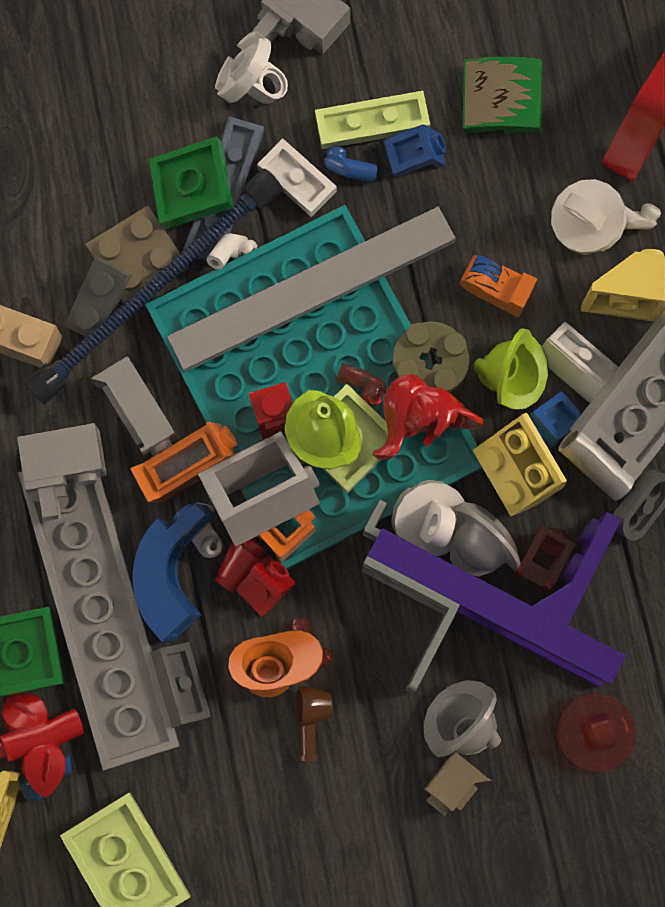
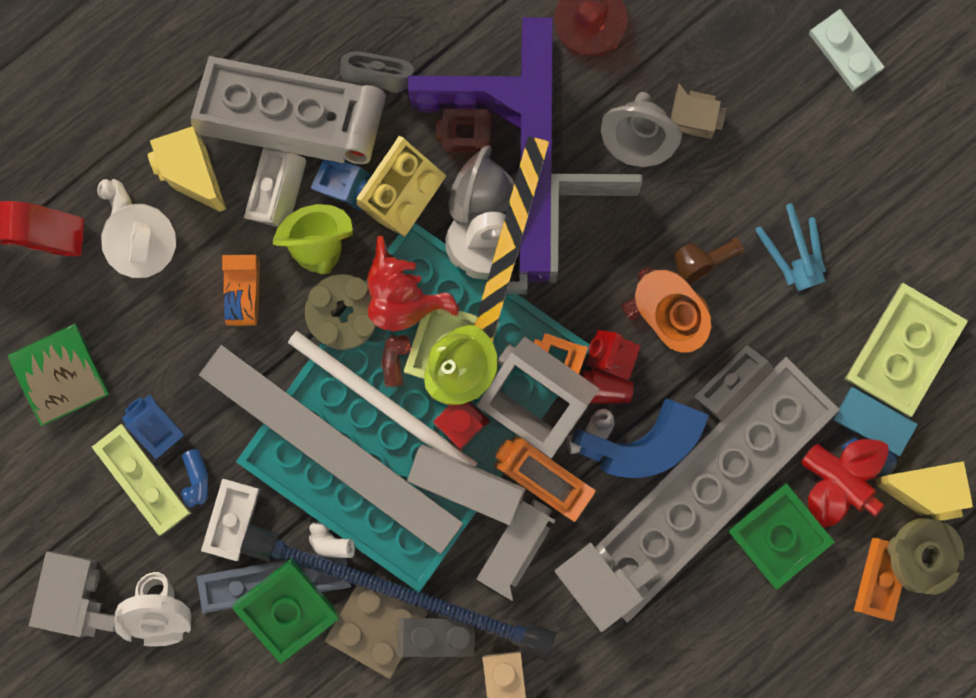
camera: 110 degrees left, 5 degrees up
(75, 800) = (874, 421): none -> dark azure tile
(215, 388) = (466, 484): none -> light grey tile
(249, 811) = (807, 270): none -> dark azure plant
(334, 352) = (377, 398): none -> white piece
(419, 537) = (511, 235): none -> sticker

